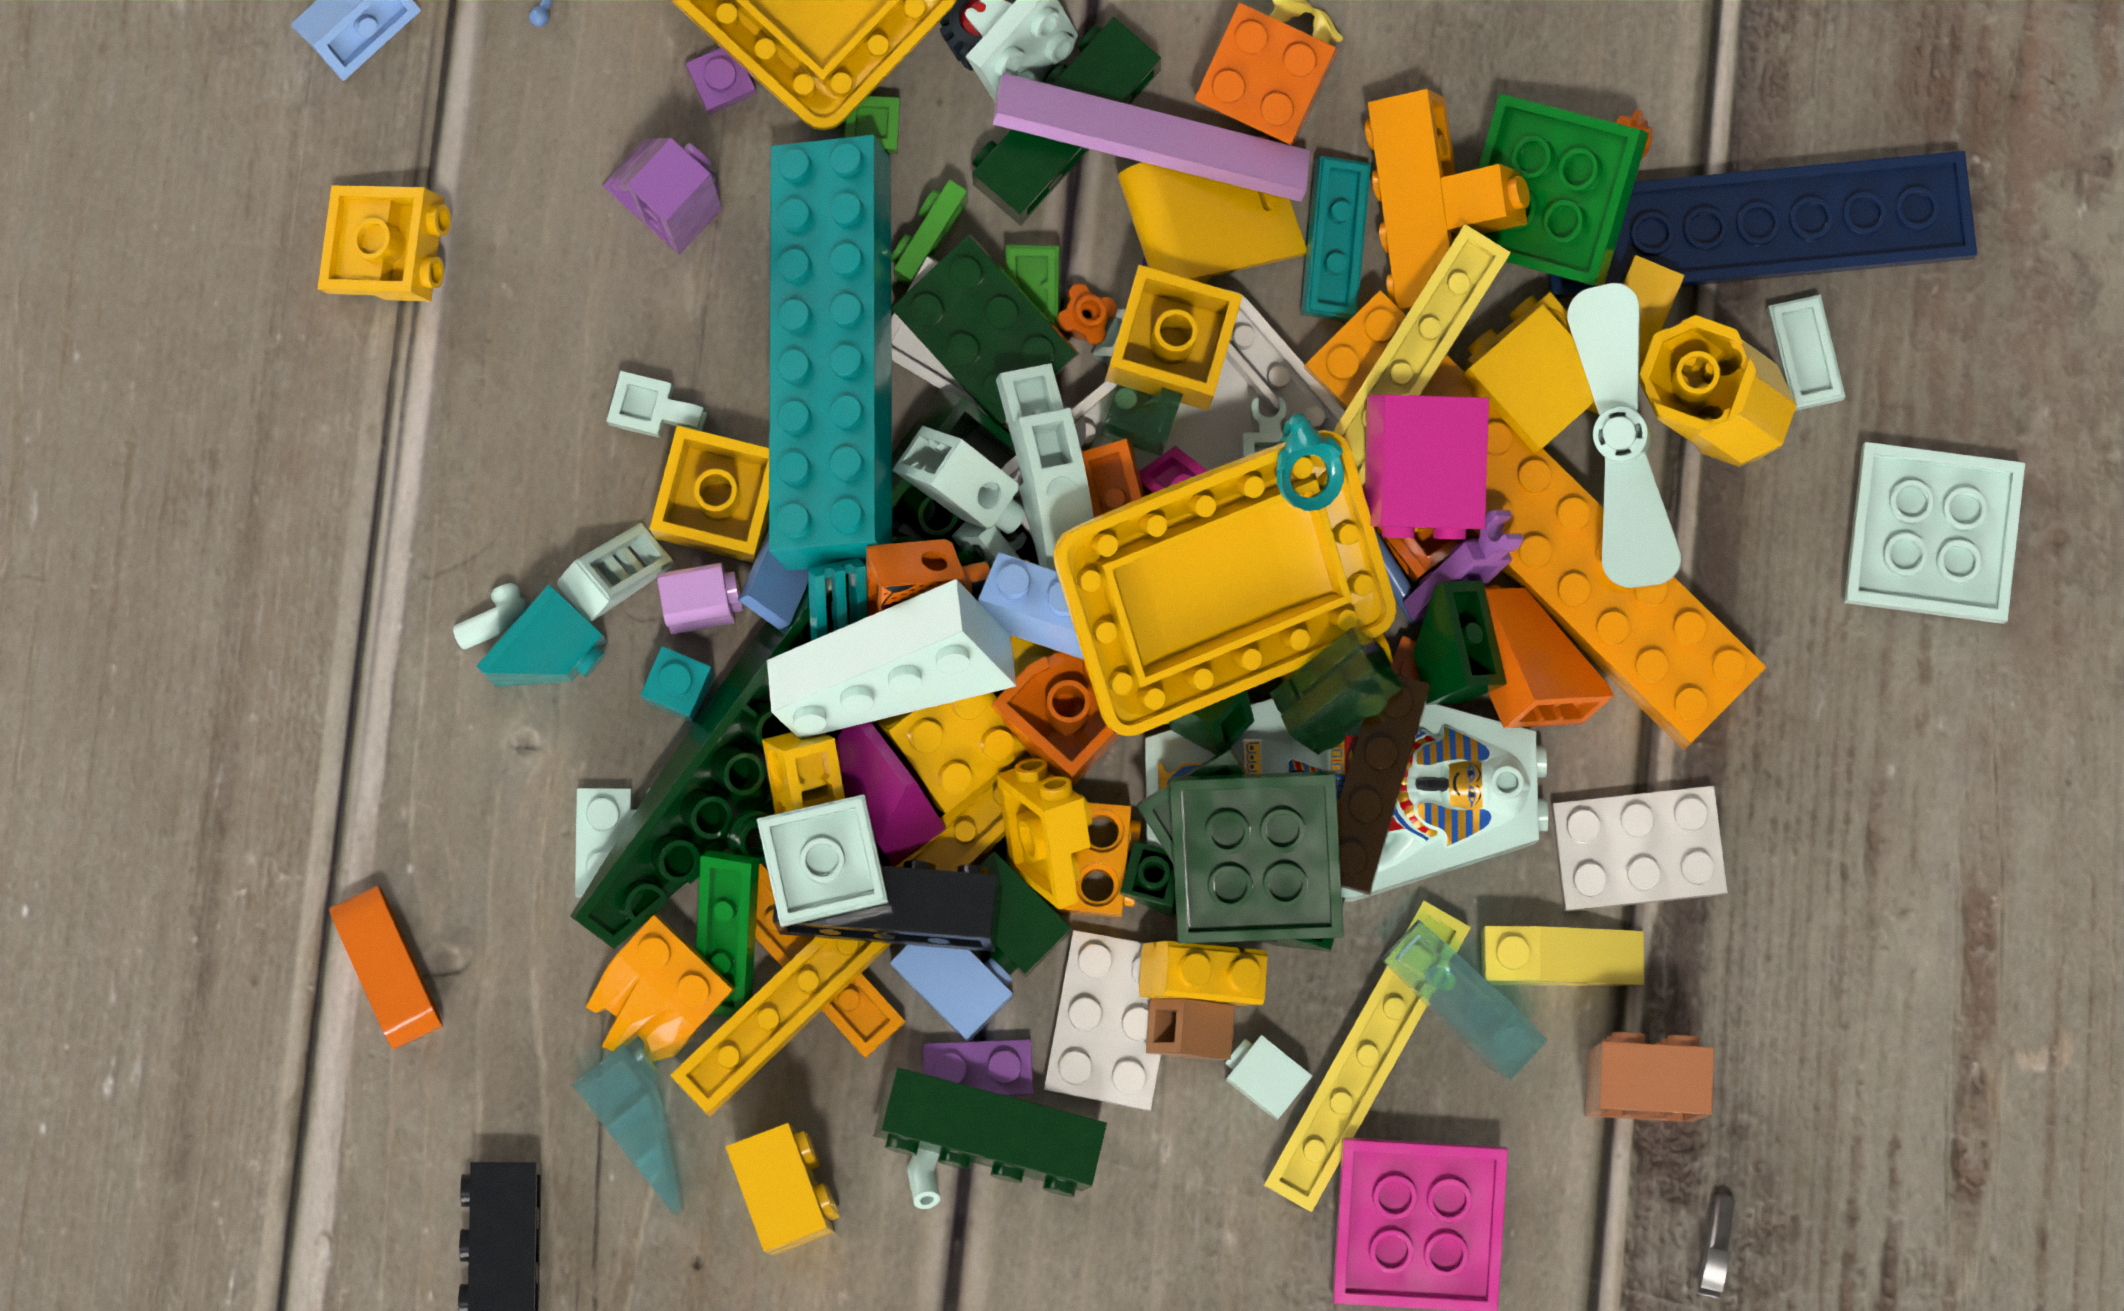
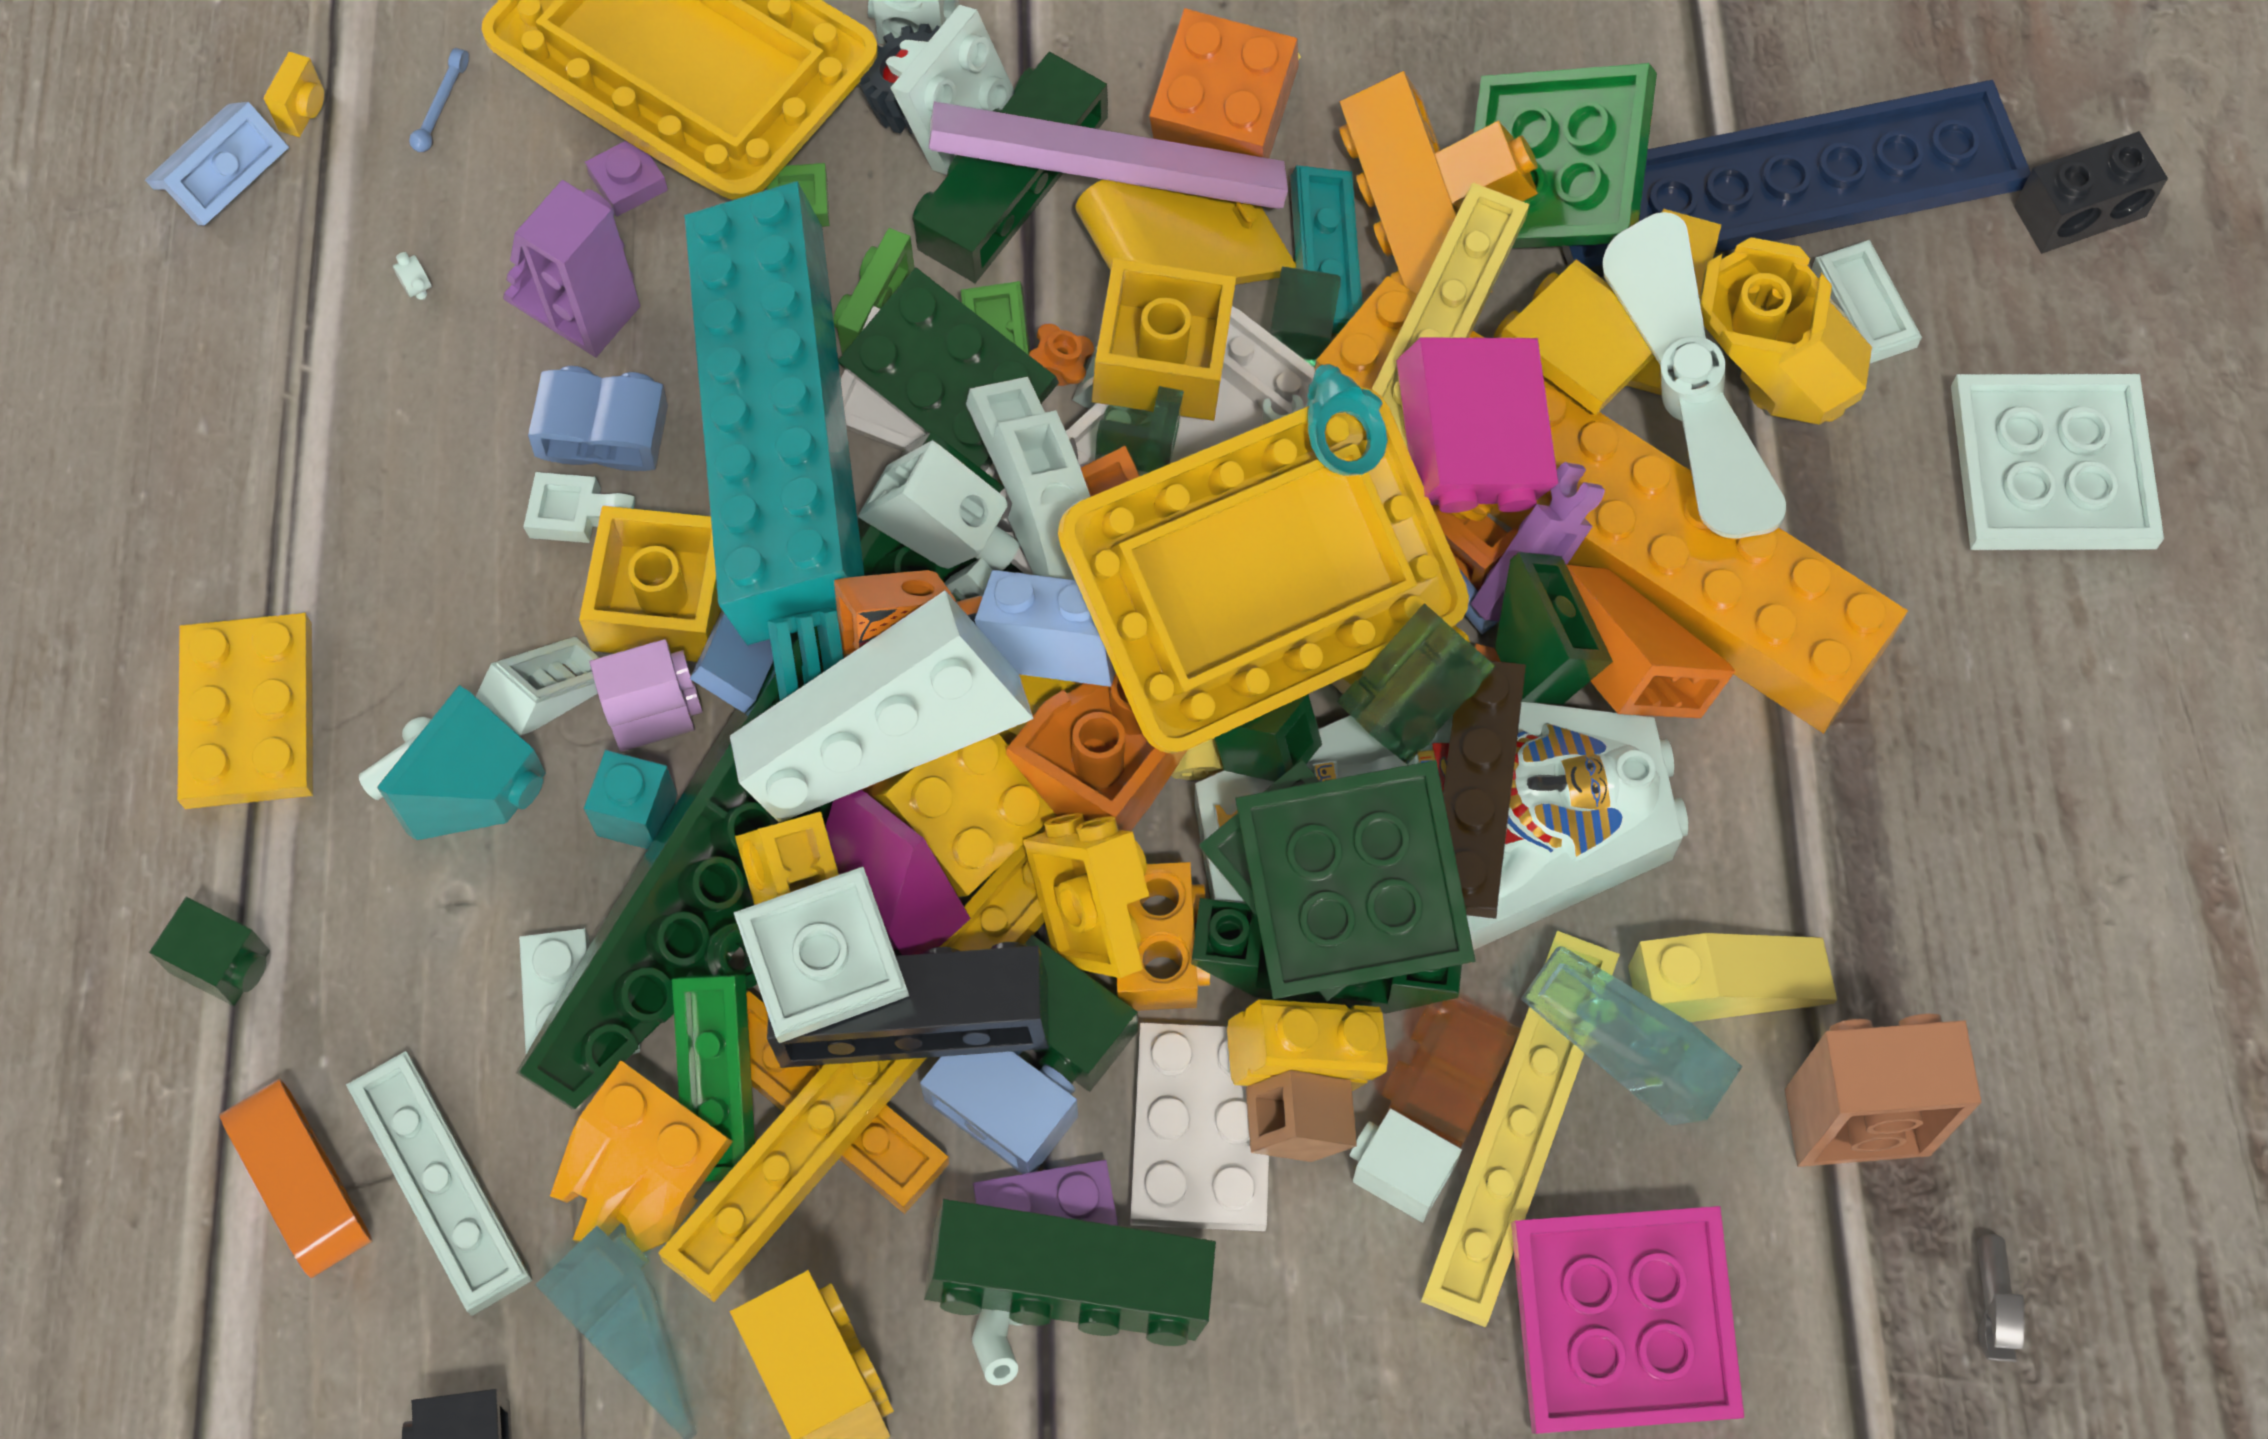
camera: 10 degrees left, 15 degrees down
(327, 769) = (211, 951): none -> dark green brick
(360, 553) = (245, 711): none -> yellow plate
(383, 242) = (256, 374): yellow plate -> none
(497, 983) = (439, 1183): none -> light aqua tile
(524, 157) = (411, 275): none -> light aqua piece
(678, 324) = (598, 419): none -> medium blue brick
(1305, 307) = (1305, 311): none -> clear green panel
(1317, 1006) = (1452, 1069): none -> clear orange brick
(1639, 848) = (1797, 846): white plate -> none
(2025, 278) = (2090, 192): none -> black brick

